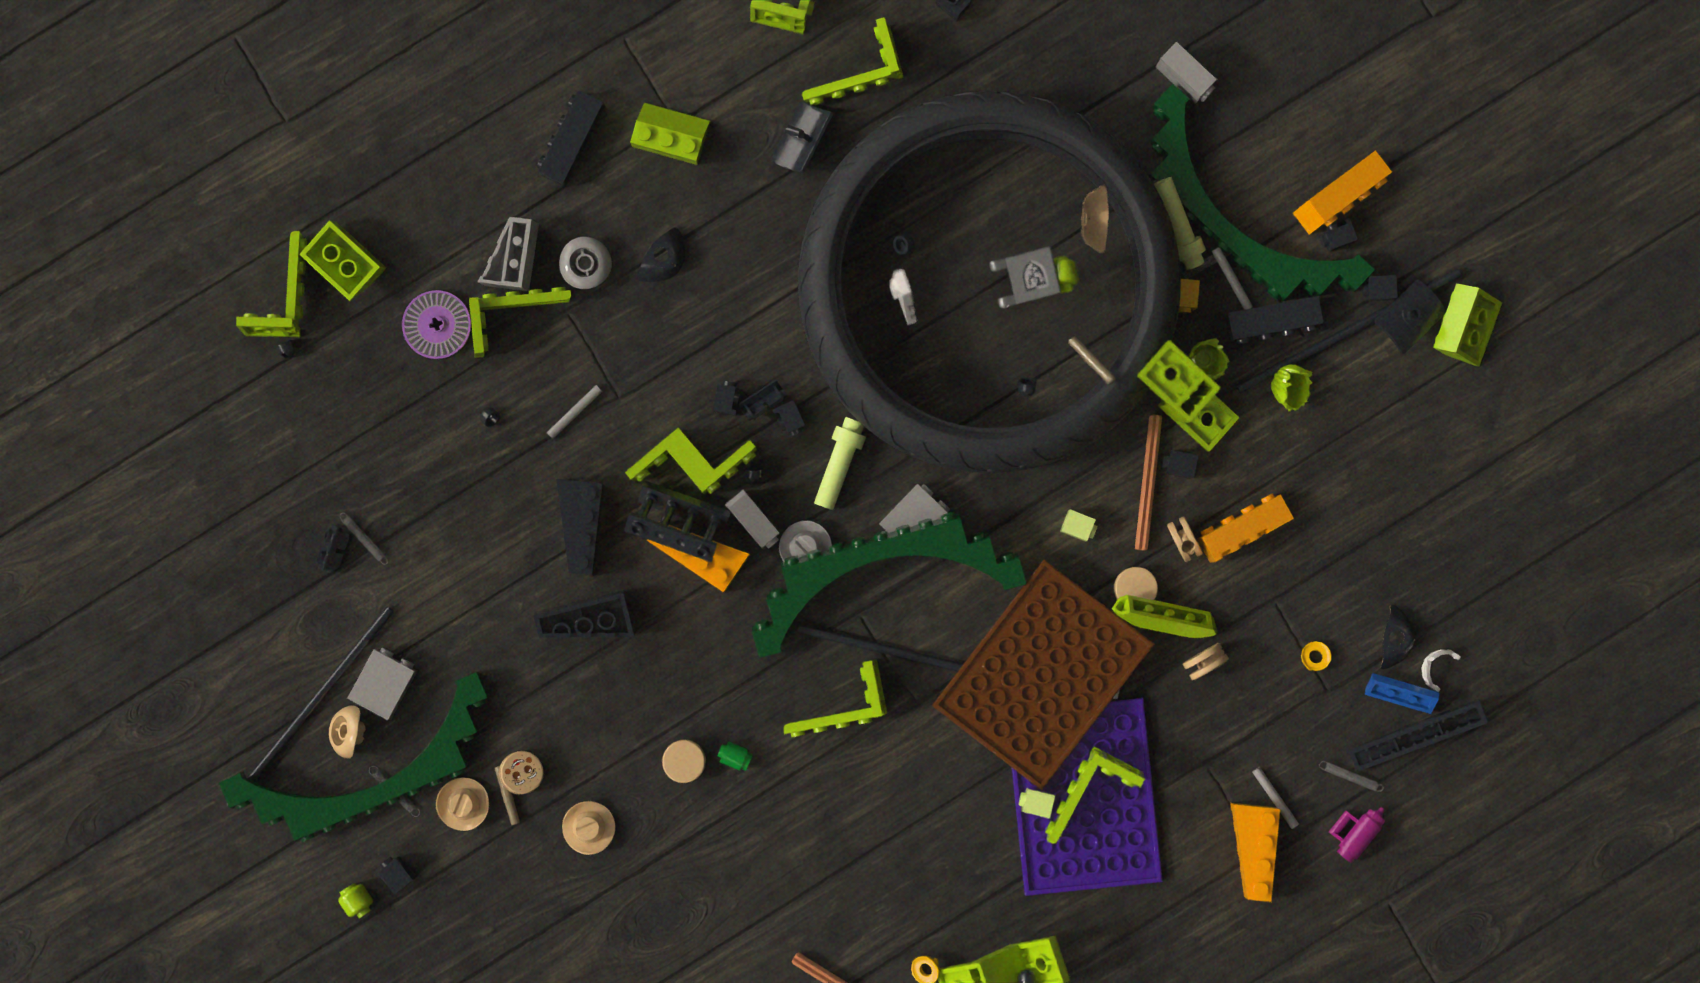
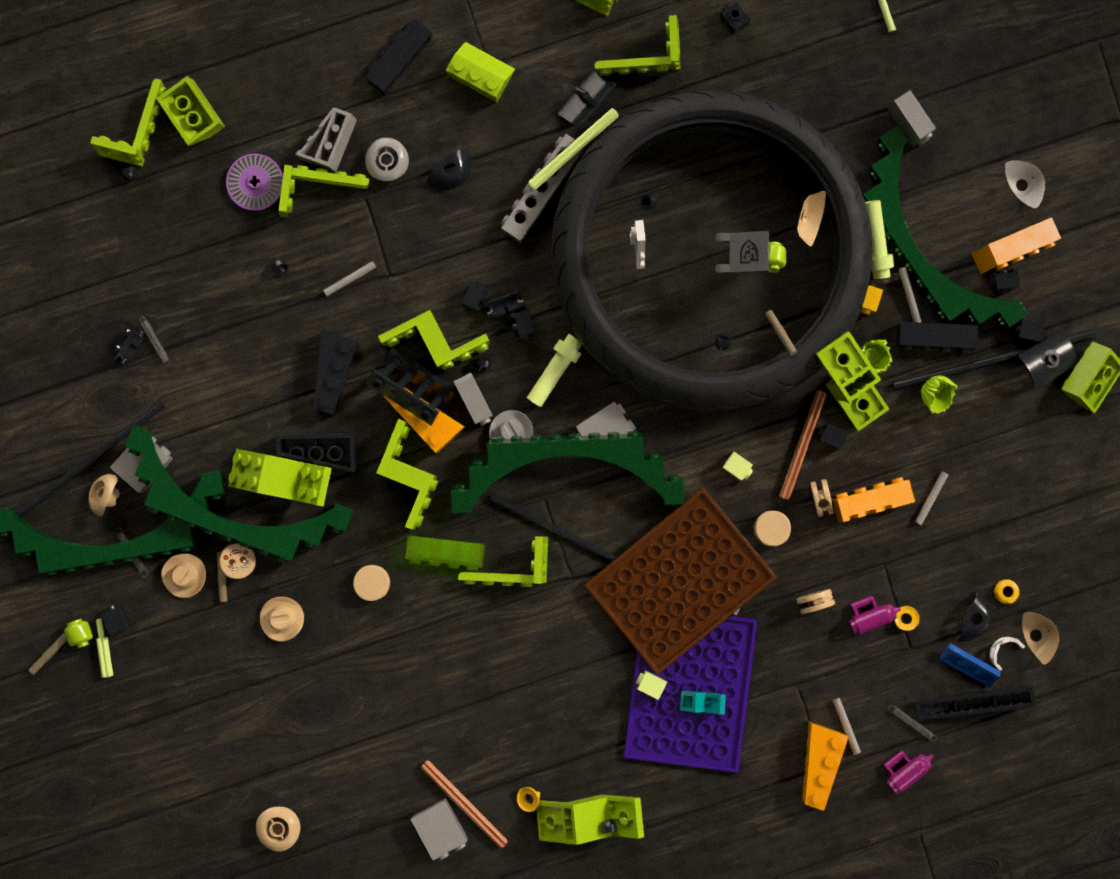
camera: 15 degrees right, 0 degrees up
(326, 932) = (48, 654): none -> dark tan piece
(389, 914) = (103, 651): none -> yellowish green axle
(428, 719) = (169, 498): none -> dark green arch
(548, 663) = (279, 477): none -> lime bracket
(696, 625) = (407, 474): none -> lime bracket
(734, 756) = (414, 588): green brick -> none
(761, 704) = (445, 551): none -> clear neon green brick
(790, 197) = (519, 231): none -> light grey brick
(800, 200) = (573, 149): none -> yellowish green axle
(1102, 809) = (702, 702): none -> teal slope
(1109, 765) = (718, 669): lime bracket -> none
(1165, 617) = (791, 557): lime brick -> none
(1275, 666) = (873, 618): none -> magenta piece
(1312, 510) = (931, 498): none -> light grey bar
(1349, 125) = (1022, 170): none -> white piece
(1415, 598) = (998, 591): none -> yellow piece
(1486, 650) = (1047, 646): none -> tan piece

